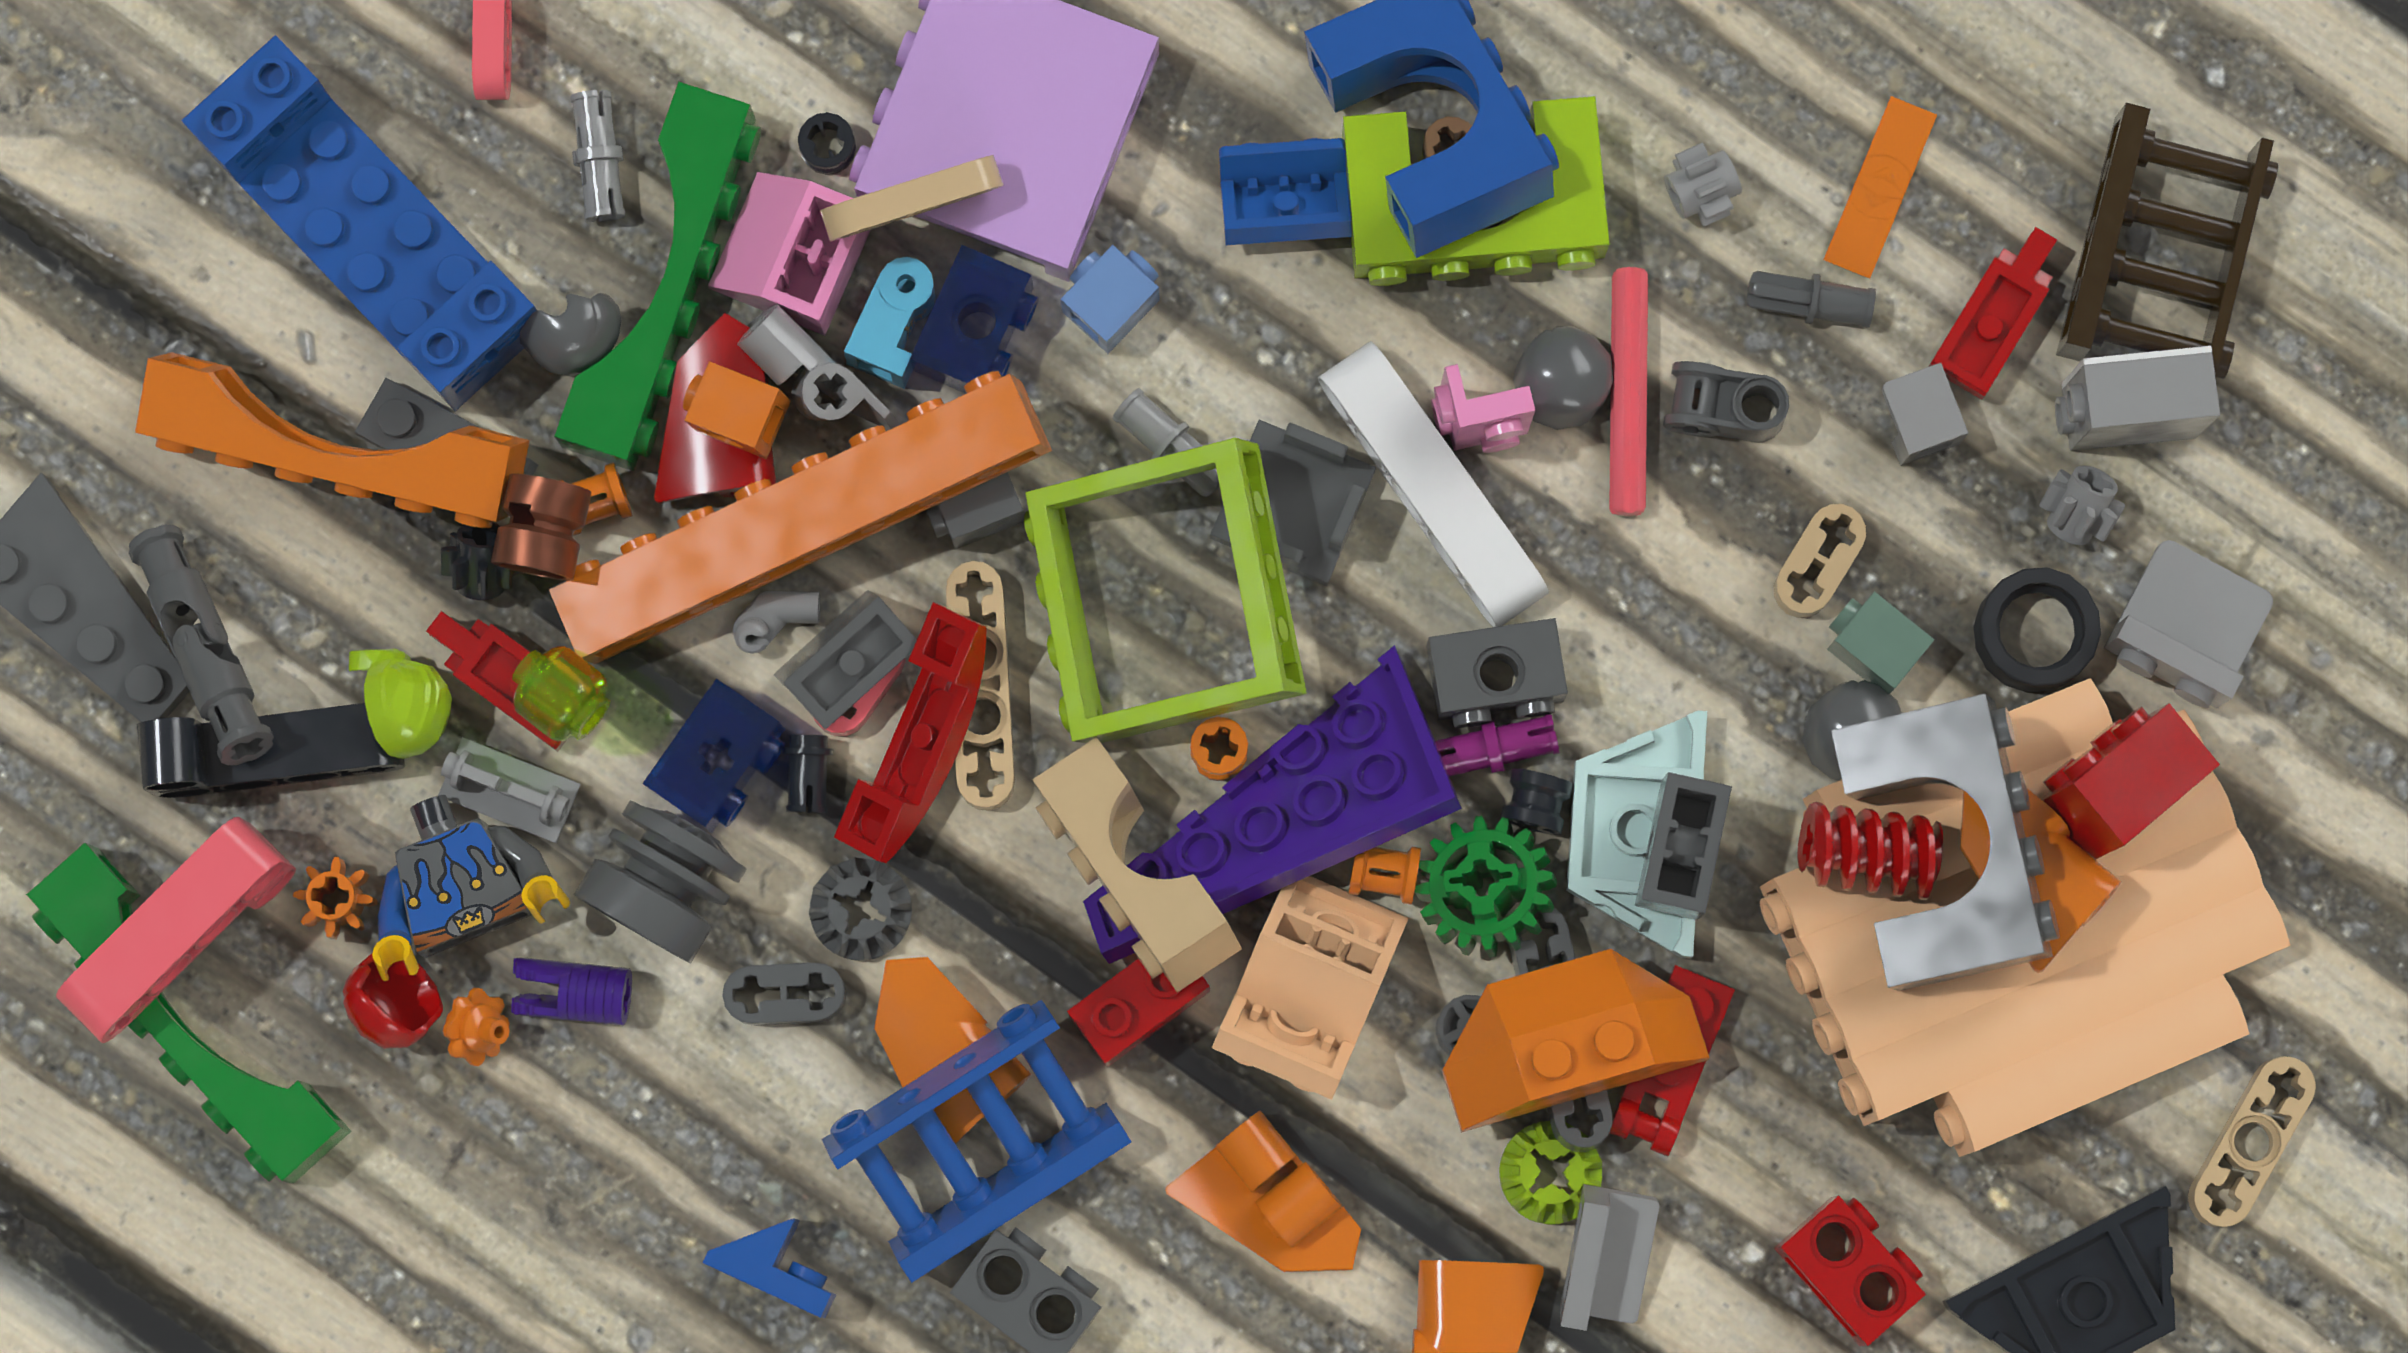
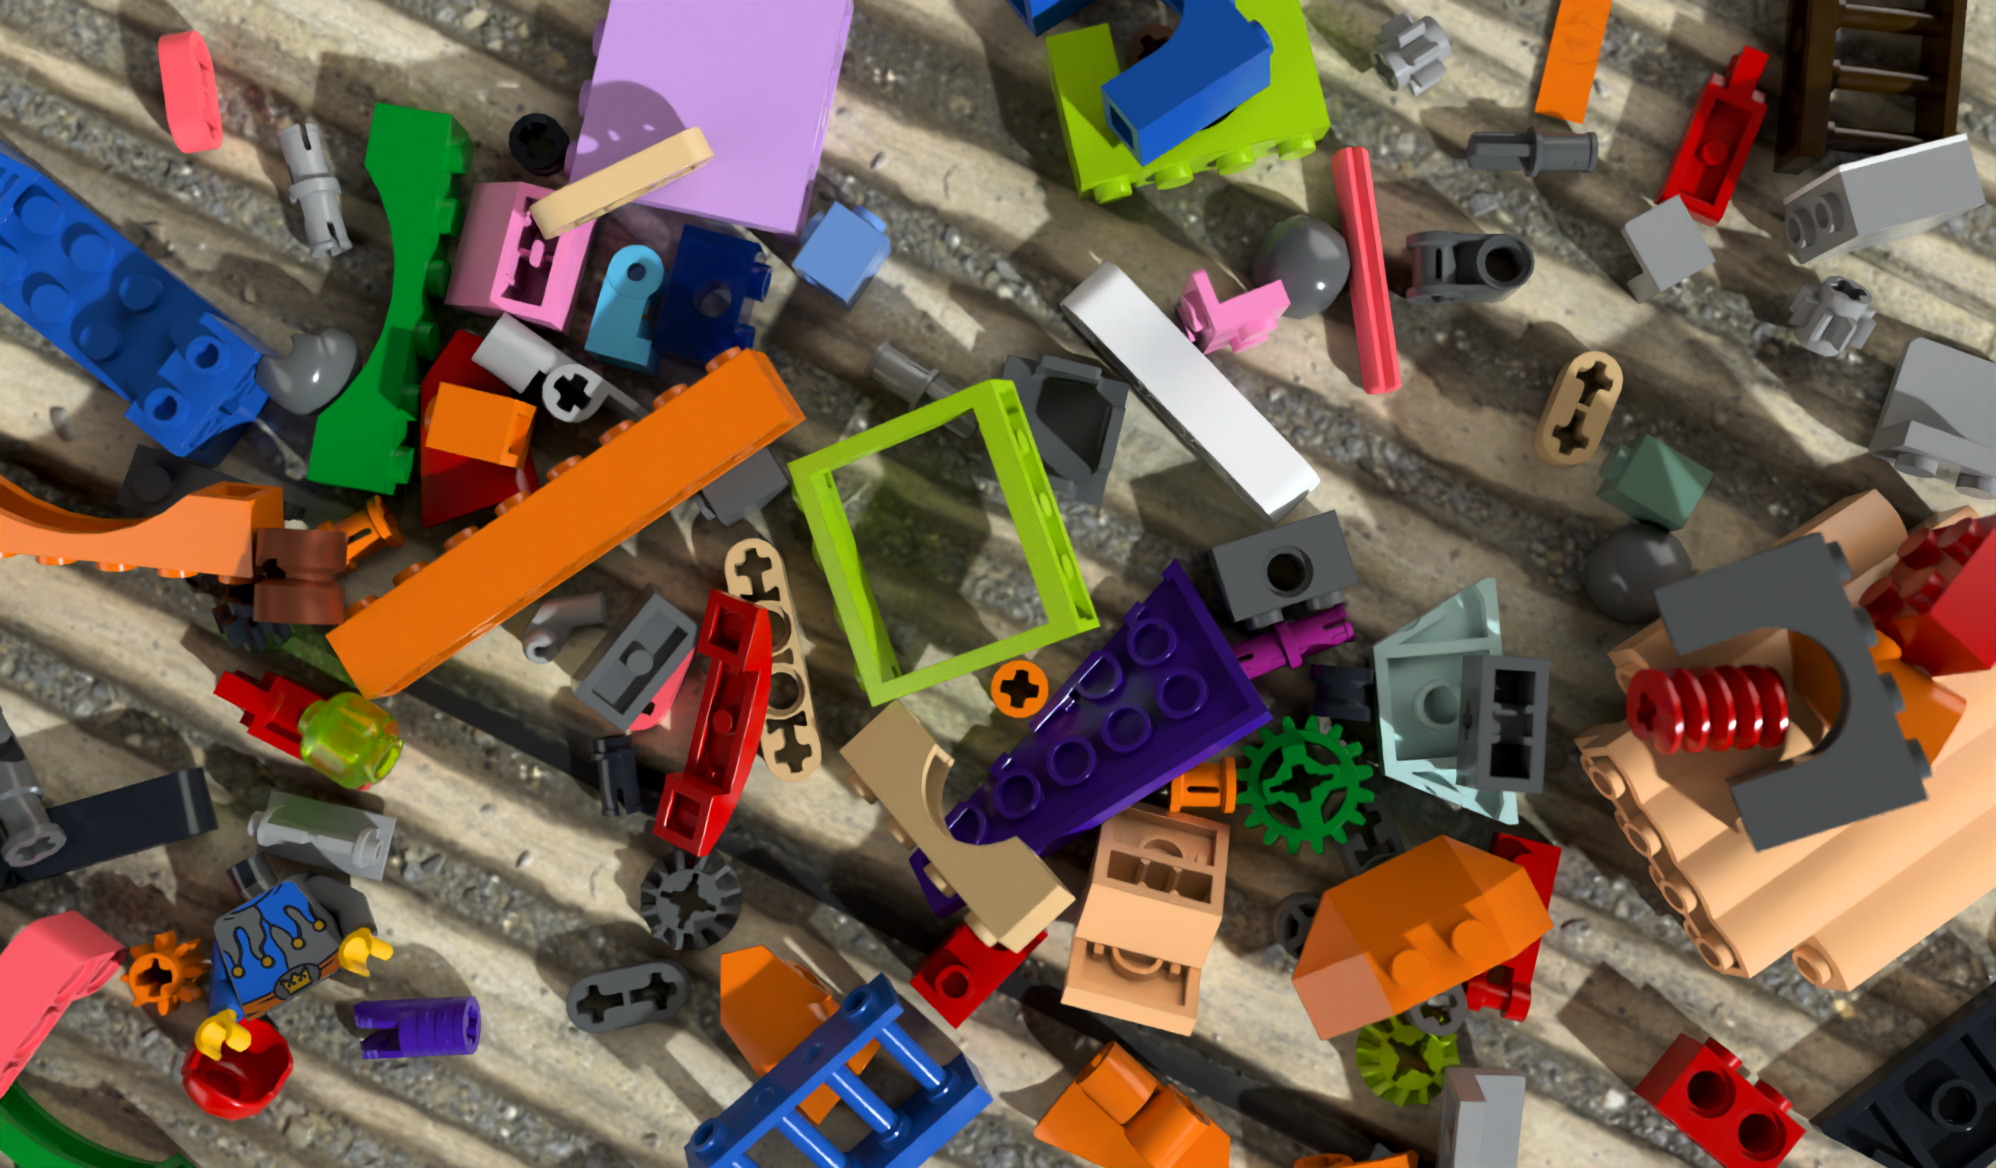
camera: 10 degrees left, 5 degrees up
(403, 700) = (197, 769): lime piece -> none
(476, 1027) = (327, 1078): orange plant -> none
(661, 880) = (477, 928): dark grey wheel -> none
(717, 721) = (493, 791): clear blue brick -> none
(1284, 191) = (998, 122): blue bracket -> none
(2066, 591) = (1850, 434): black tyre -> none

